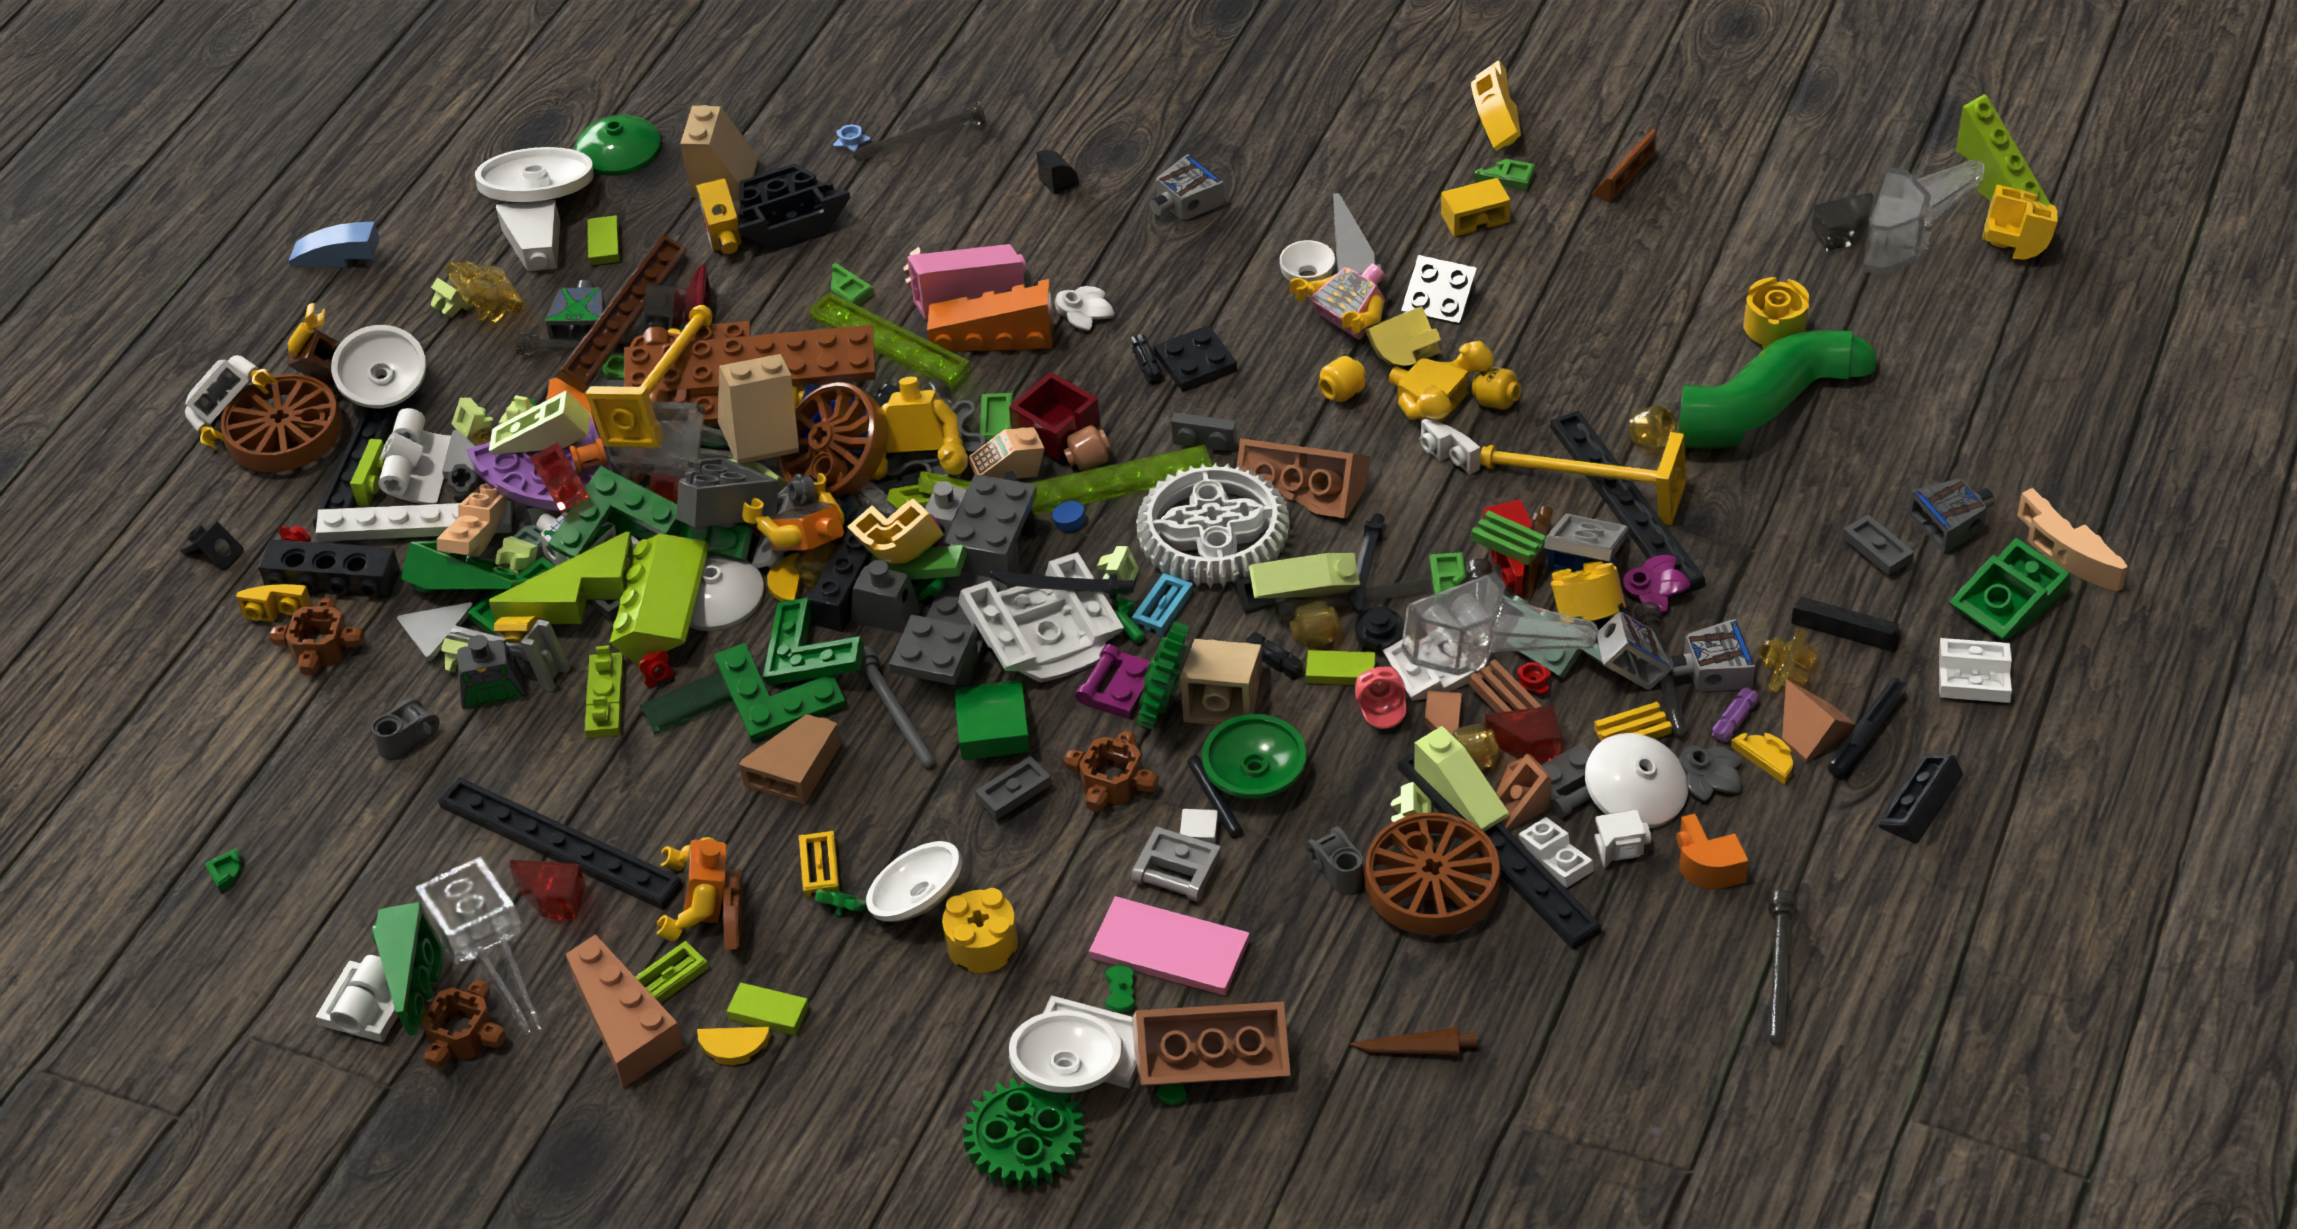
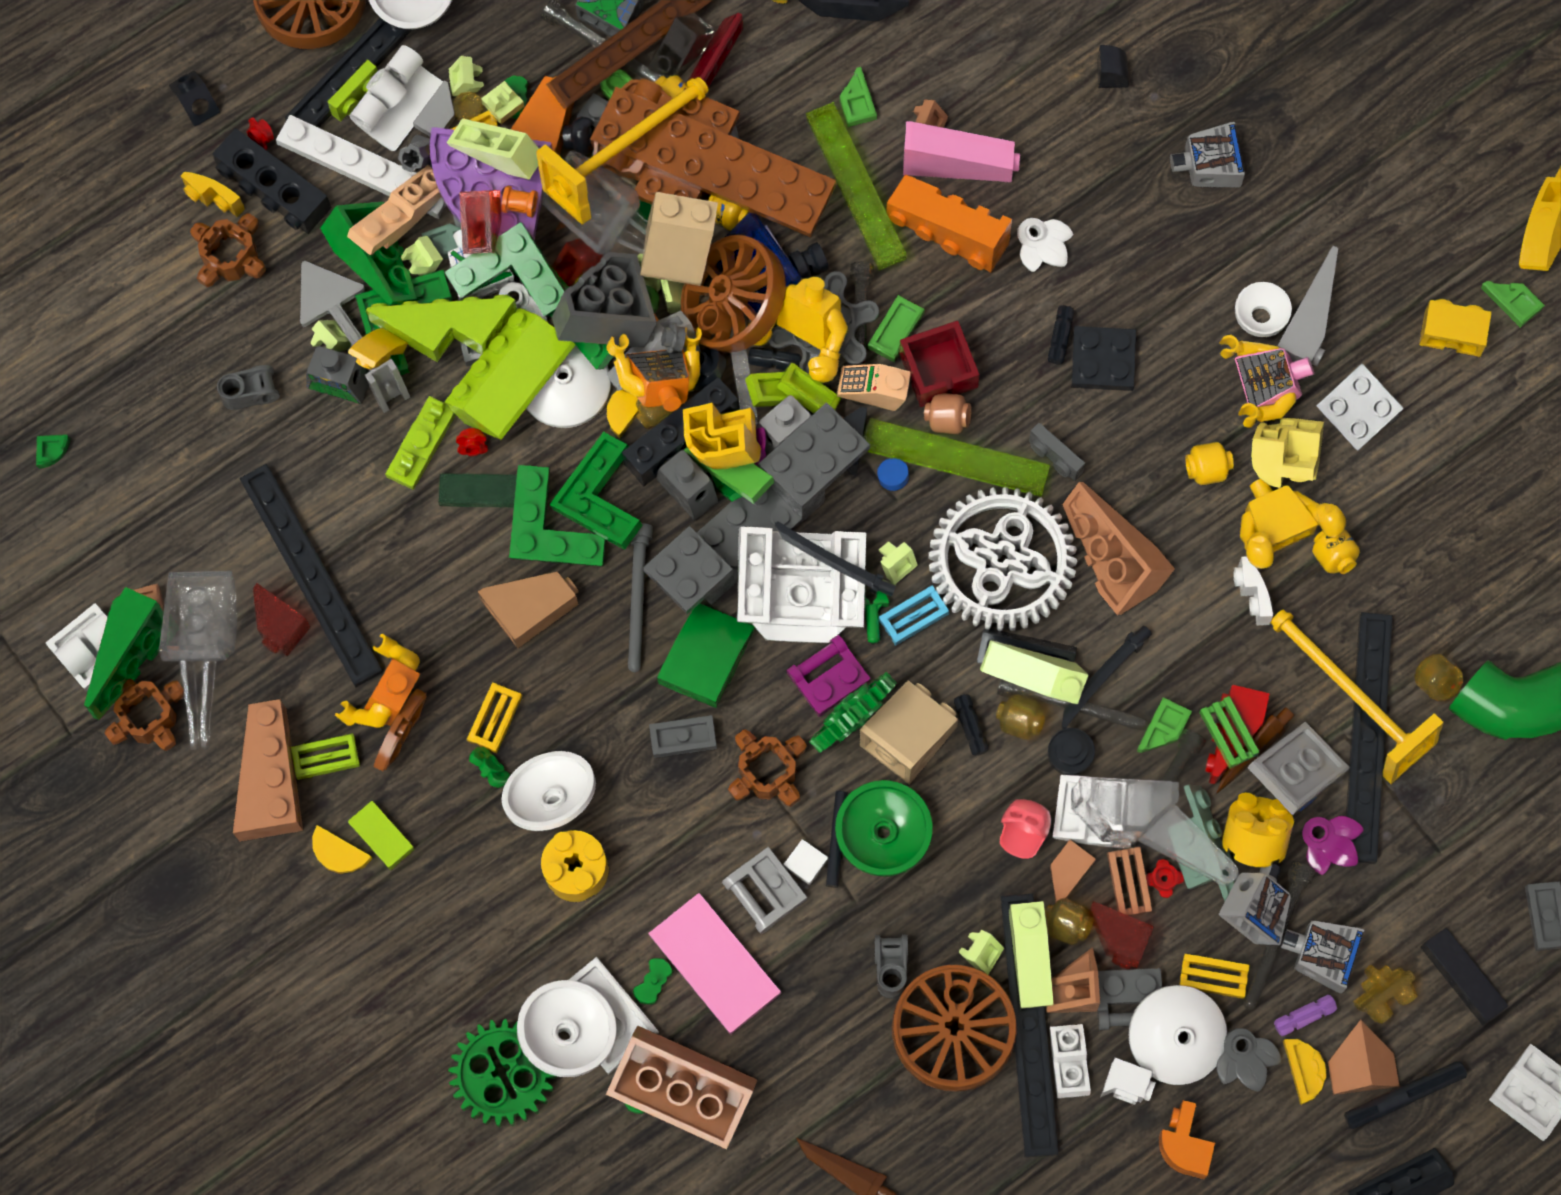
camera: 30 degrees right, 25 degrees up
(1337, 666) = (1016, 770): lime tile -> none

